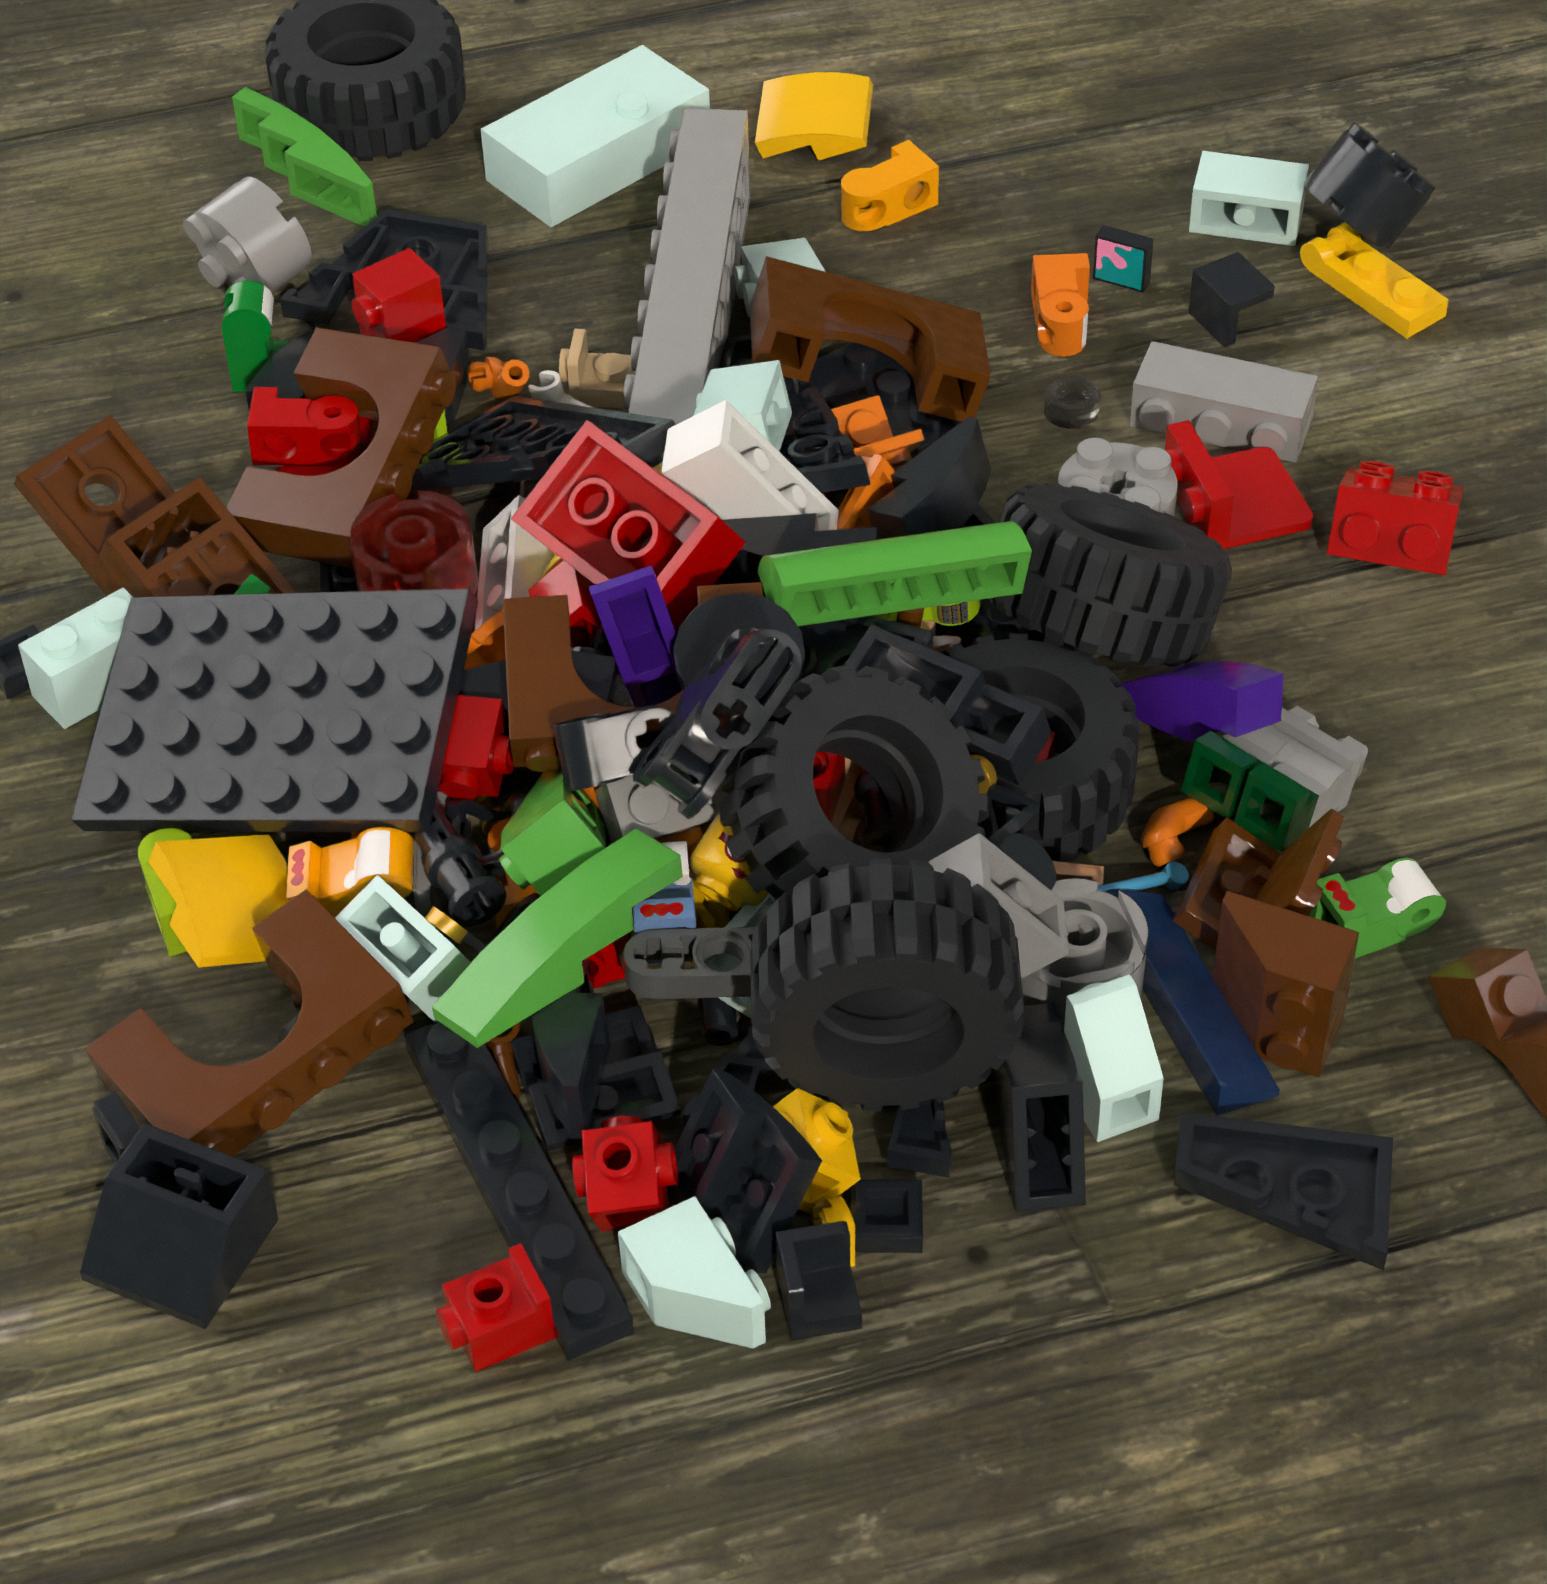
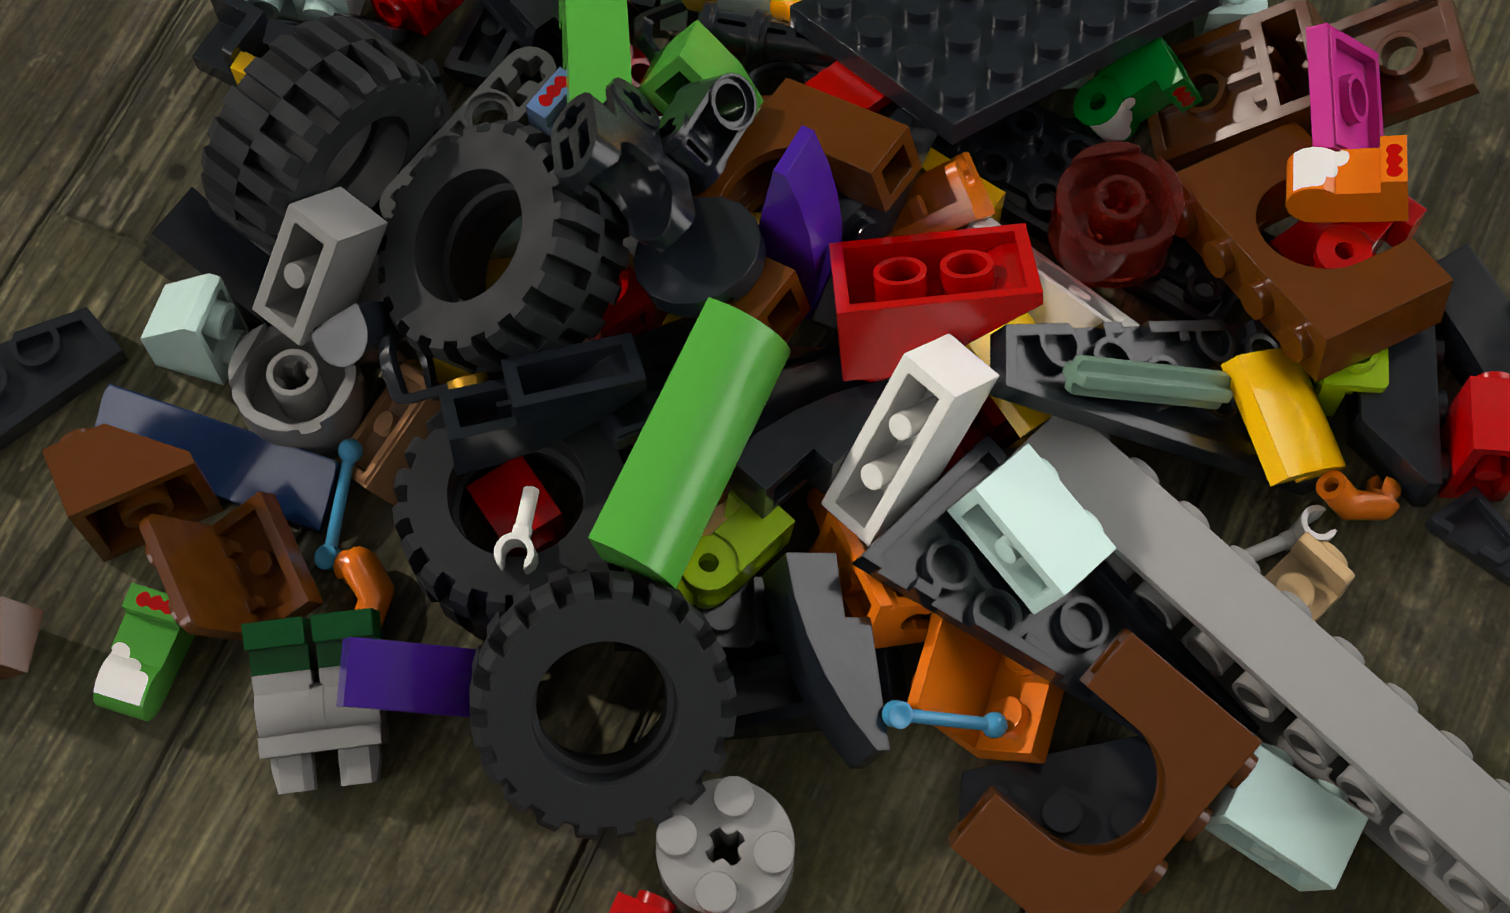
camera: 130 degrees right, 20 degrees up
(211, 458) = (1343, 90): none -> dark pink tile
(278, 408) = (1349, 183): none -> orange leg
(495, 399) = (1283, 416): none -> yellow slope
(568, 411) = (1147, 382): none -> sand green axle
(881, 420) = (900, 714): none -> dark azure hinge
(1061, 671) = (521, 533): none -> white hand

